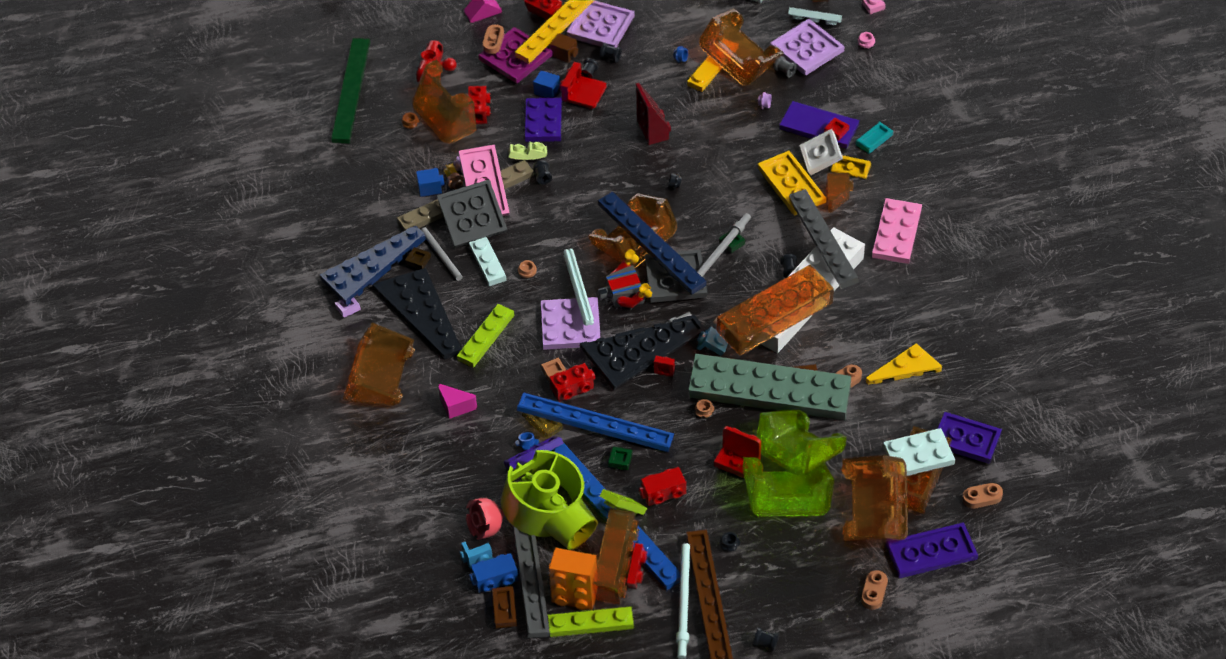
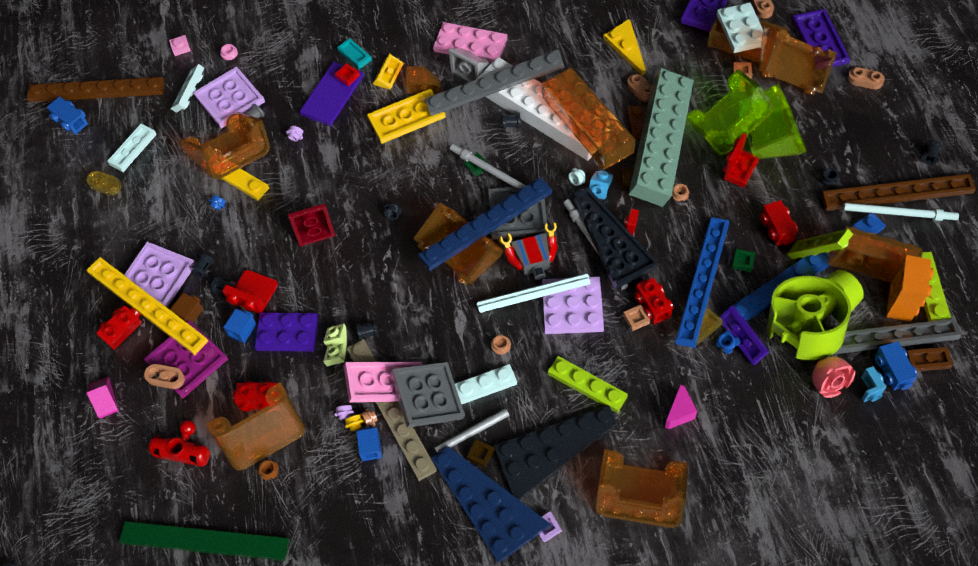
camera: 85 degrees left, 10 degrees up
(821, 152) = (374, 88): white plate -> none
(859, 220) = (467, 64): none -> light grey slope

